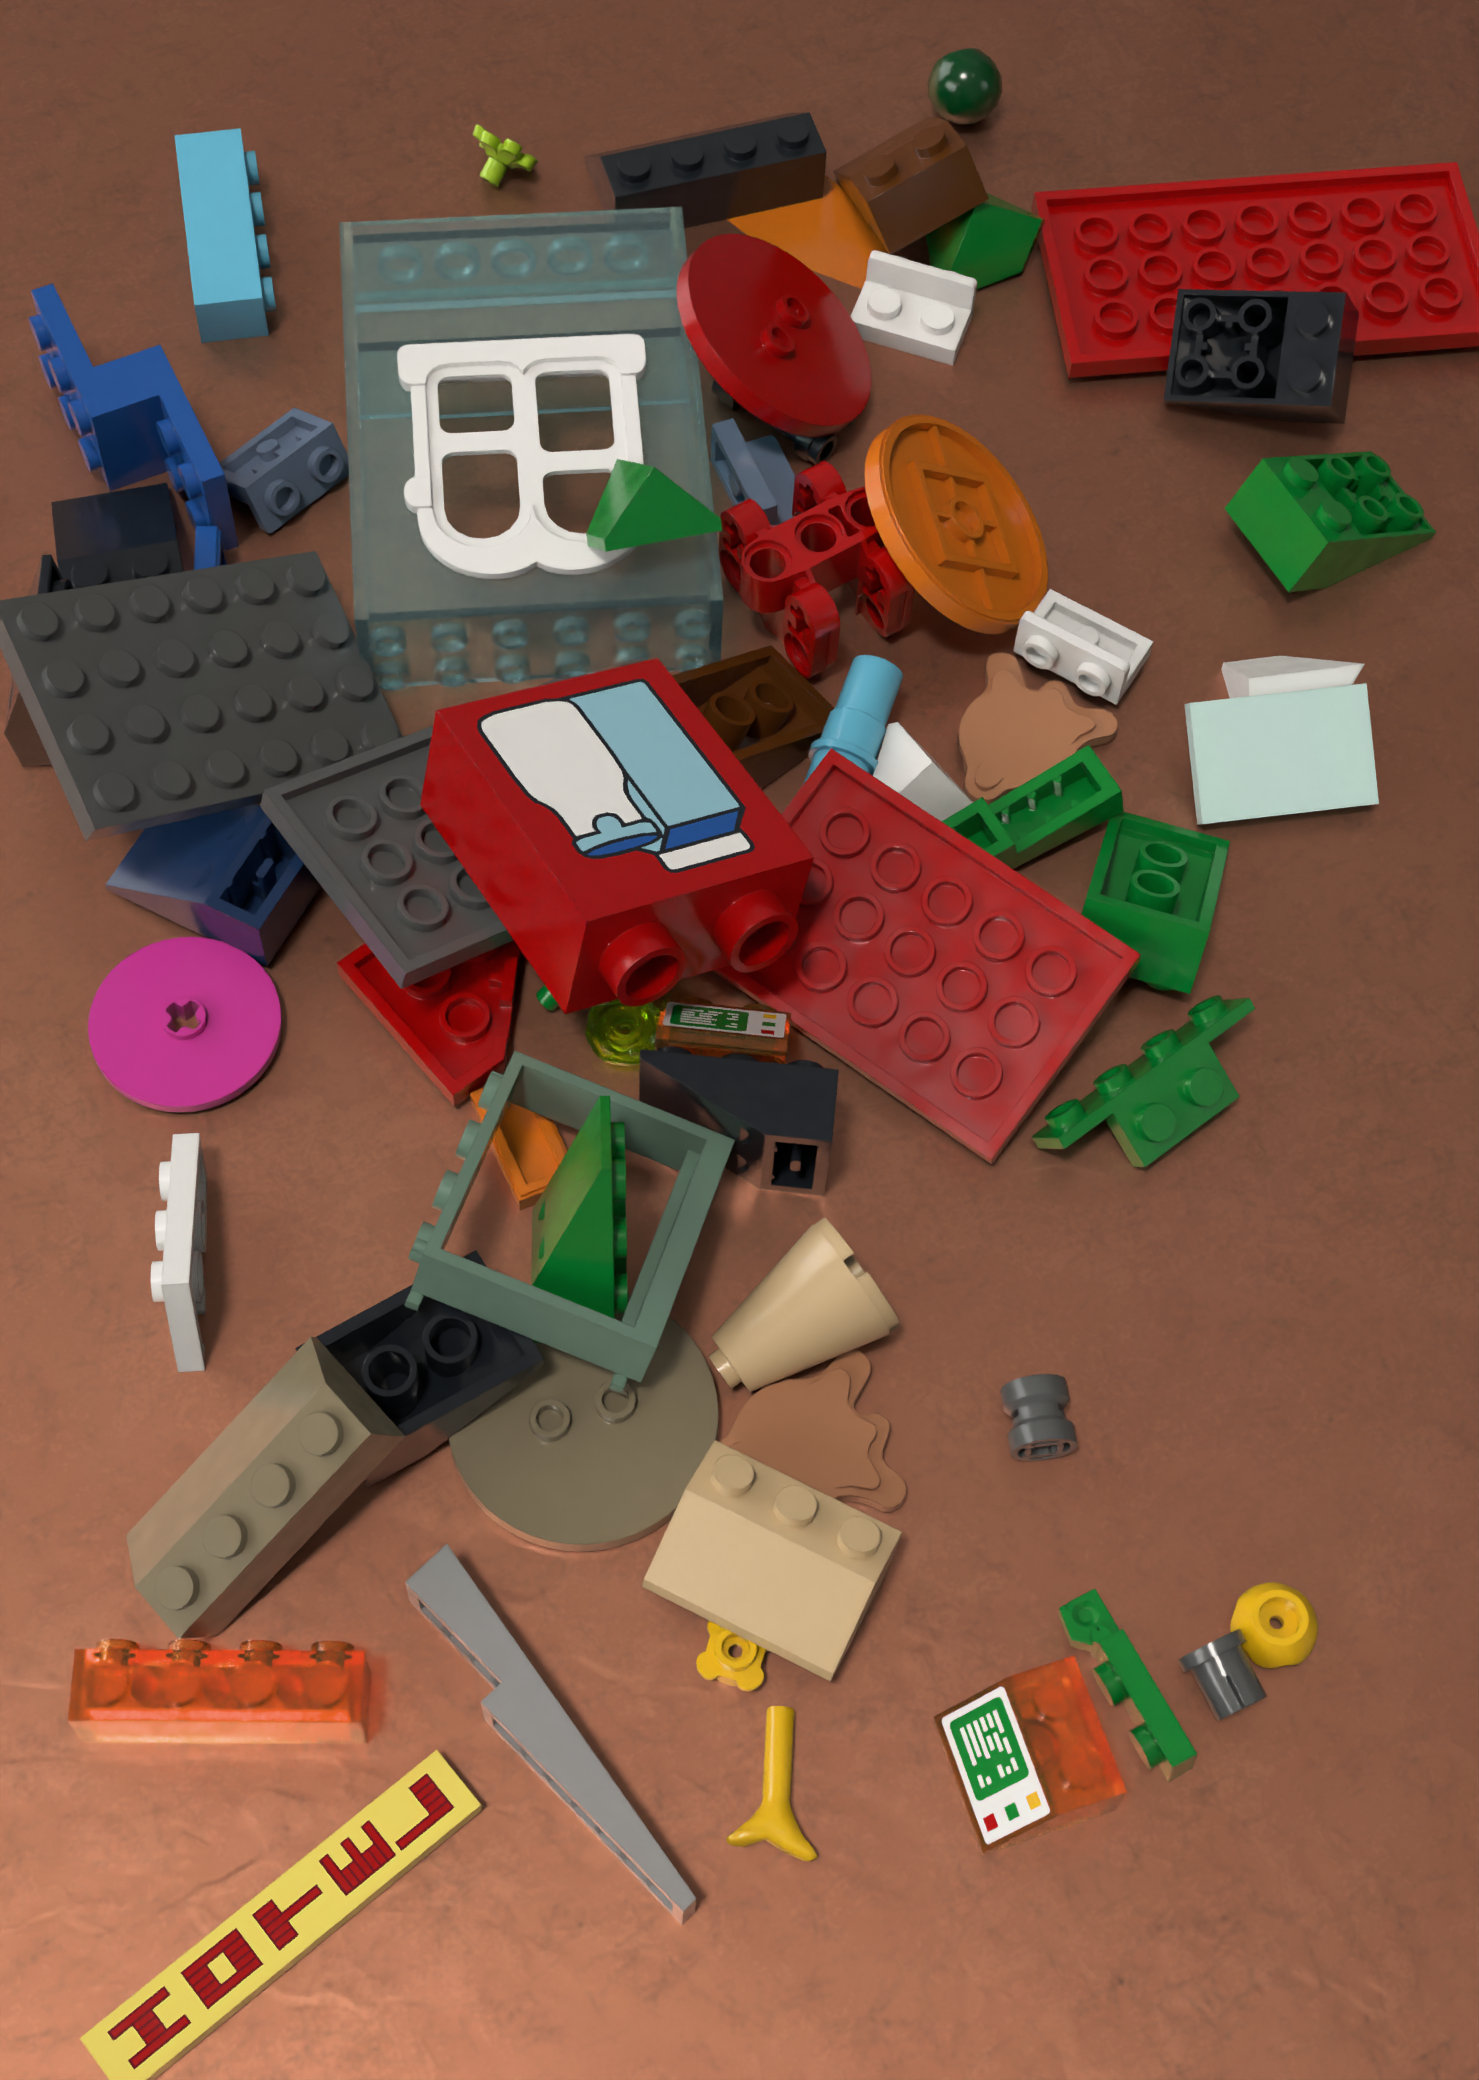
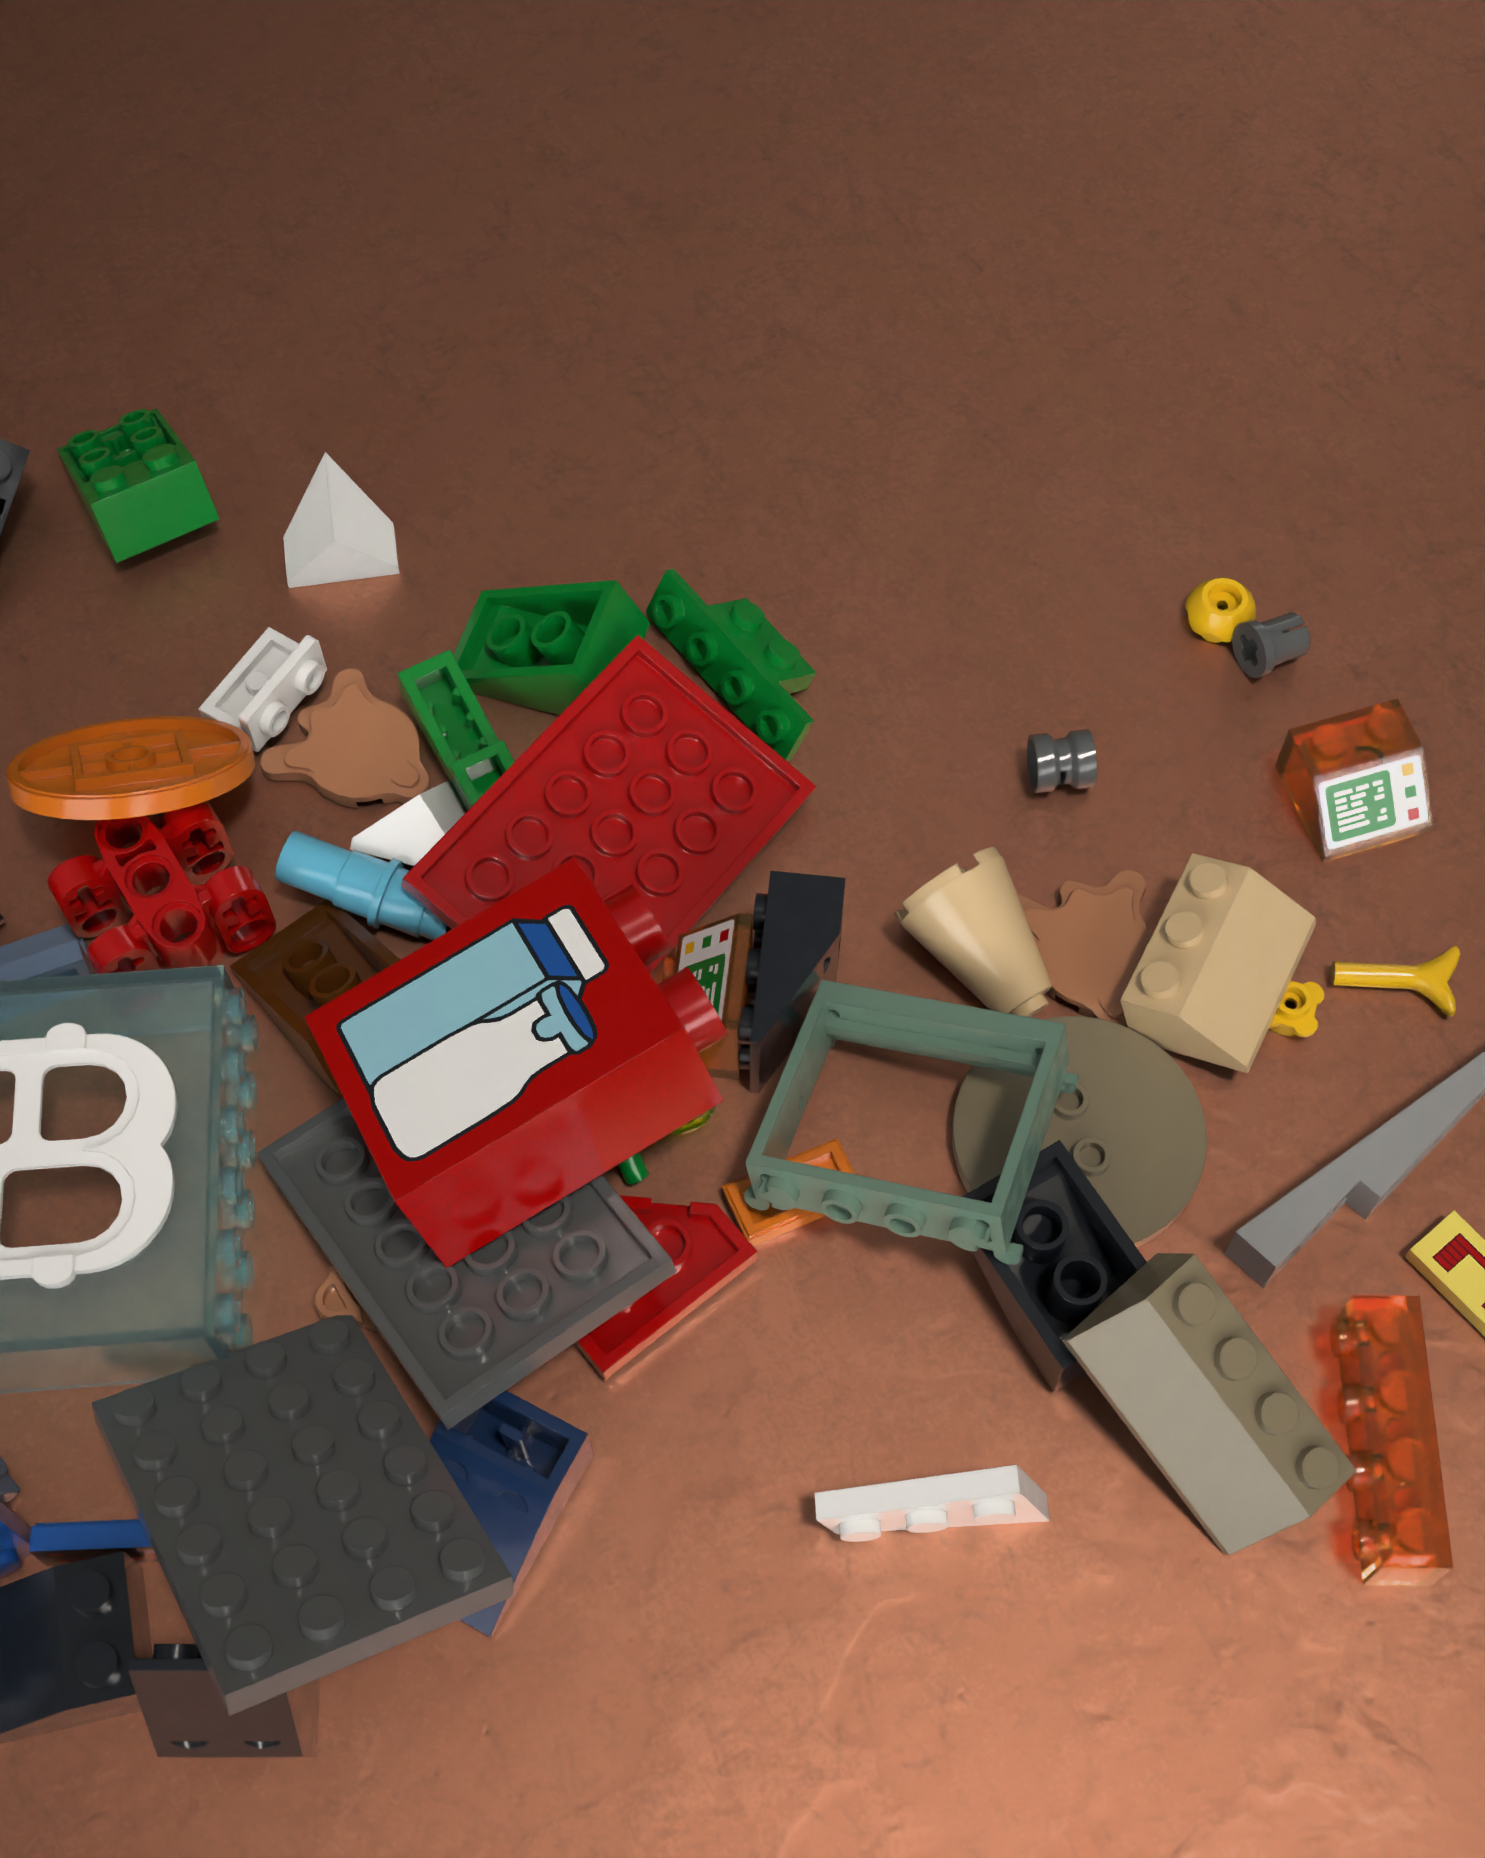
camera: 85 degrees left, 0 degrees up
(189, 1068) = (671, 1590): dark pink piece -> none
(582, 1220) = (928, 1101): green slope -> none
(644, 509) = (123, 1028): green slope -> none
(1127, 1681) = (1289, 706): green hinge -> none
(1281, 753) = (403, 534): light aqua tile -> none

